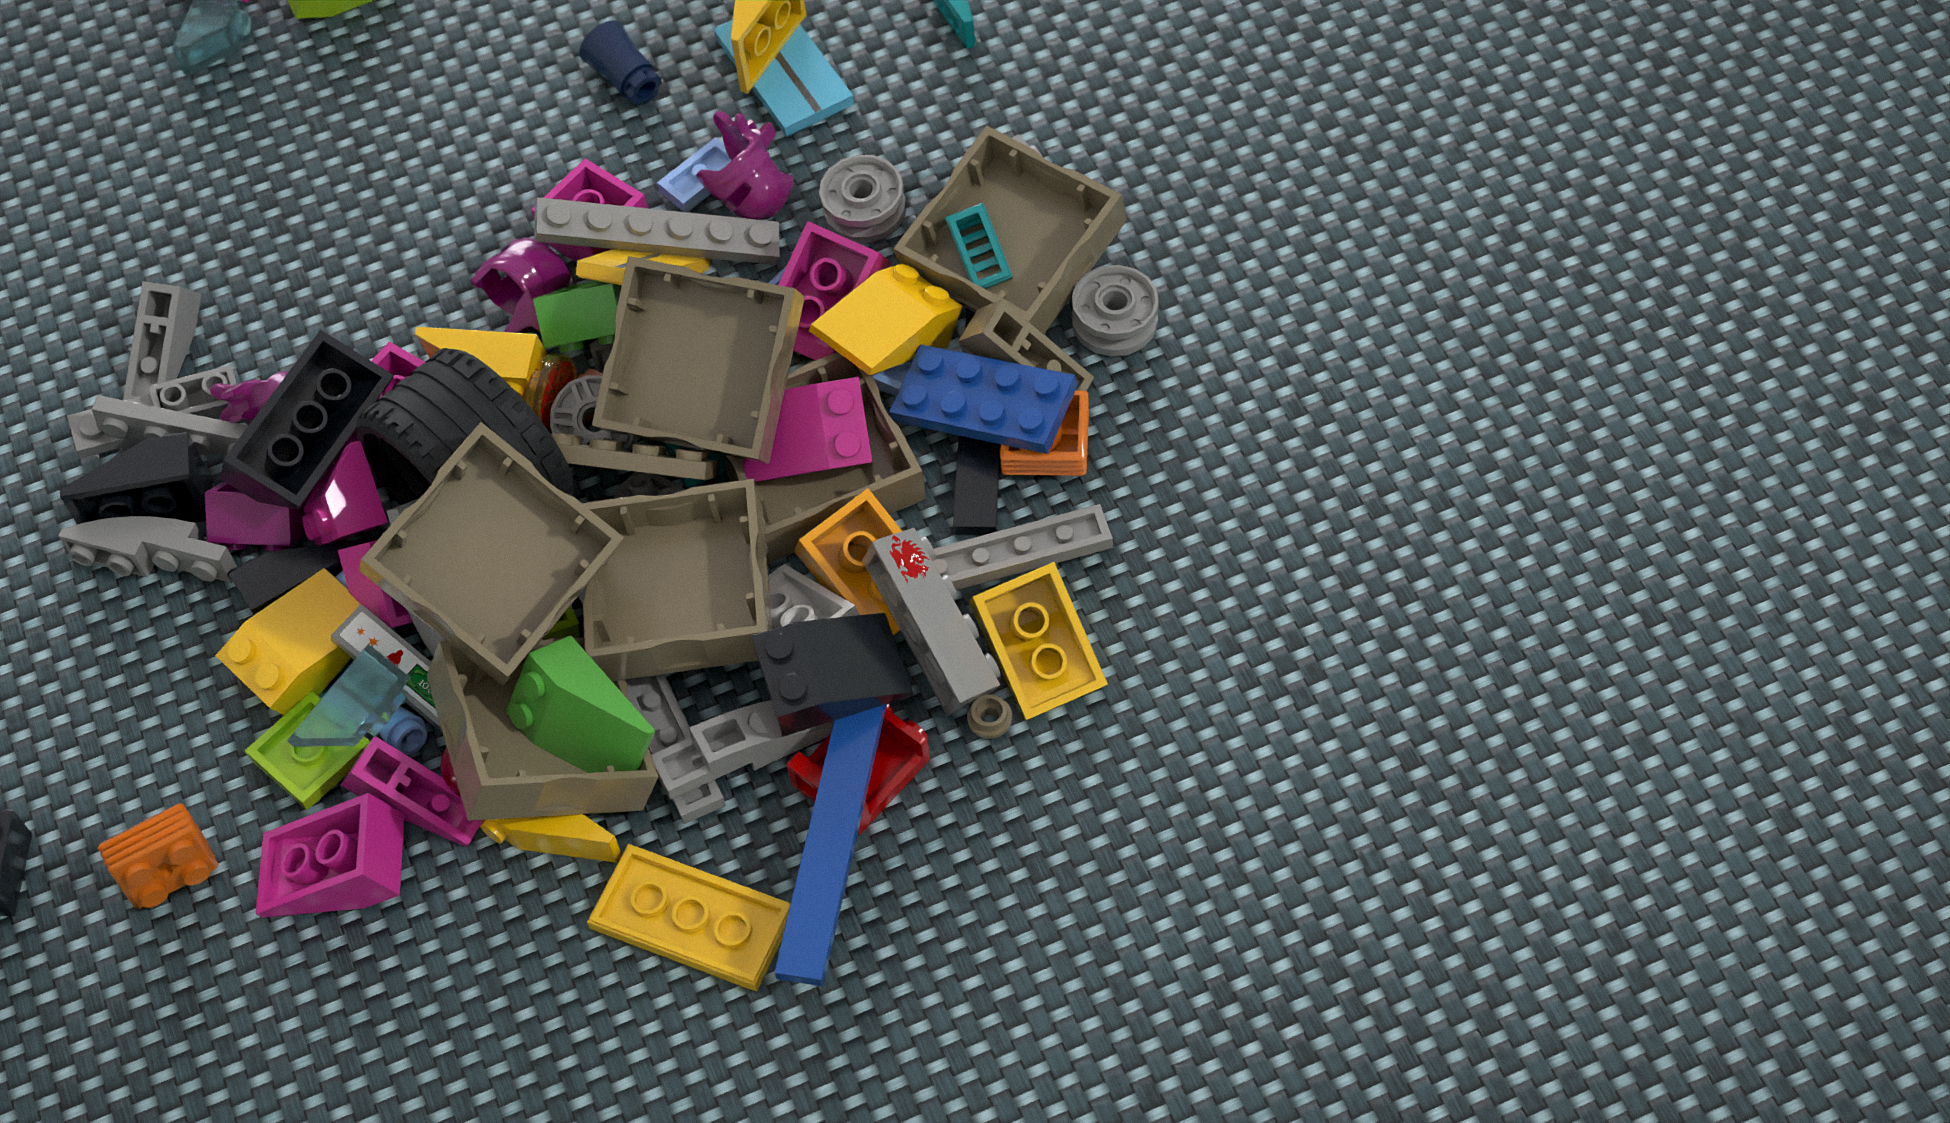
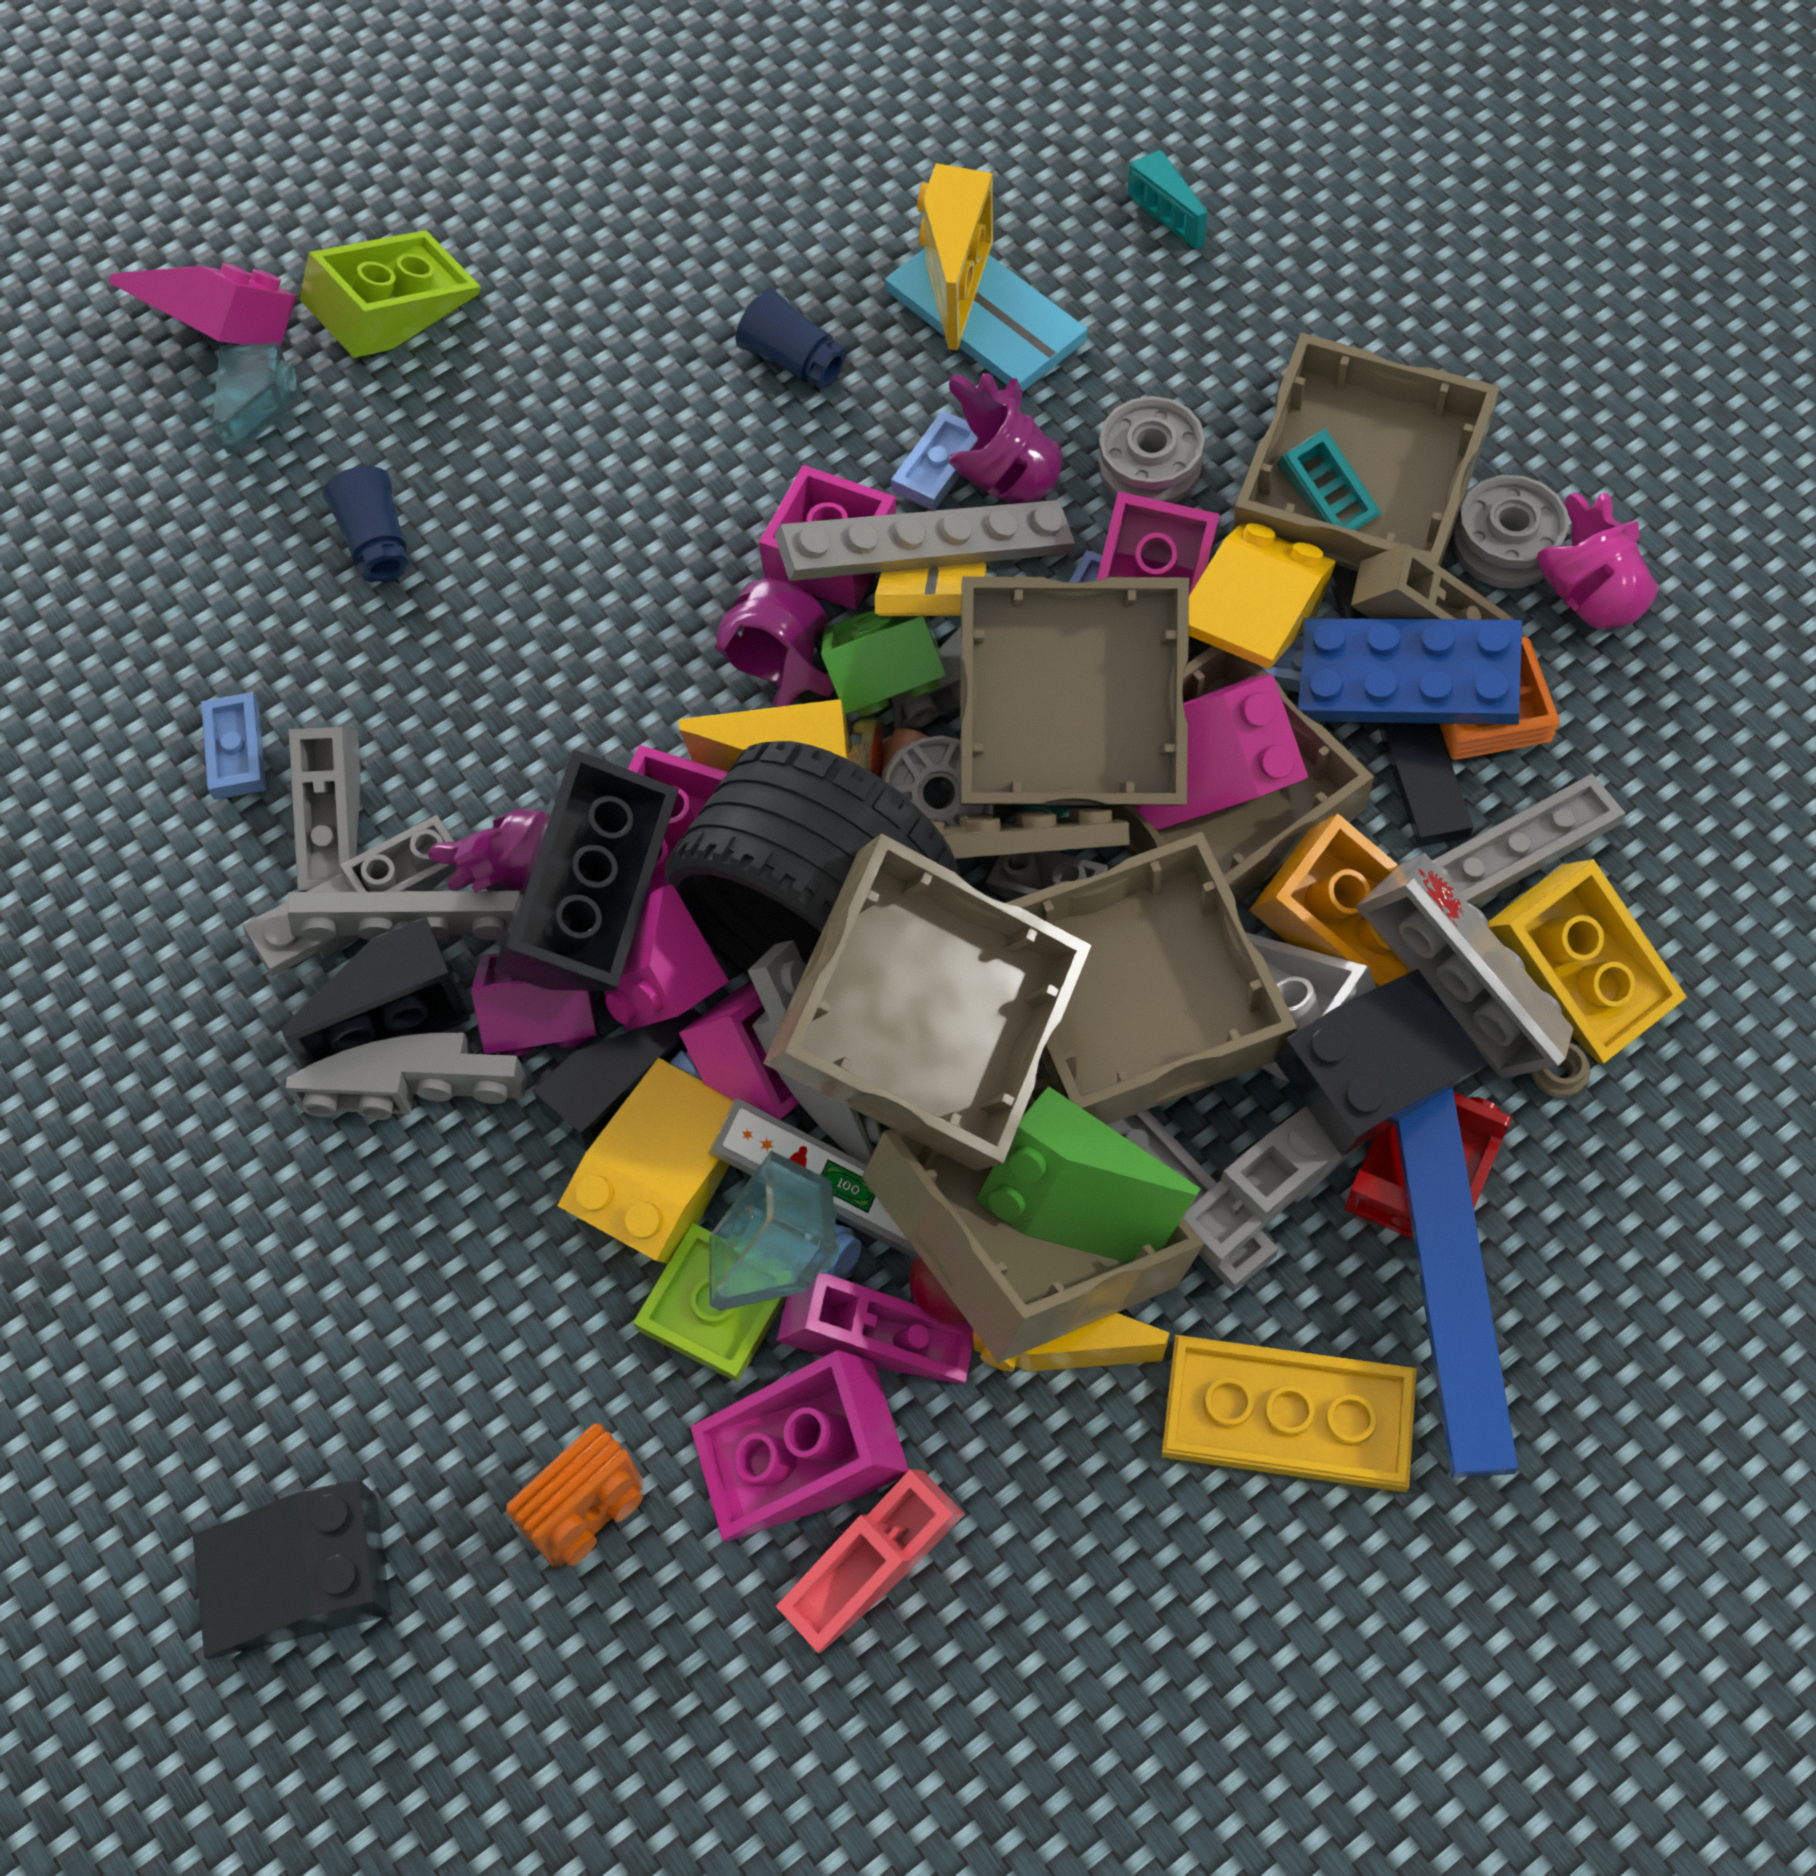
camera: 15 degrees left, 5 degrees up
(111, 289) = (233, 746): none -> medium blue plate
(262, 142) = (369, 521): none -> dark blue plant
(353, 947) = (869, 1559): none -> coral slope
(1175, 364) = (1602, 569): none -> dark pink piece

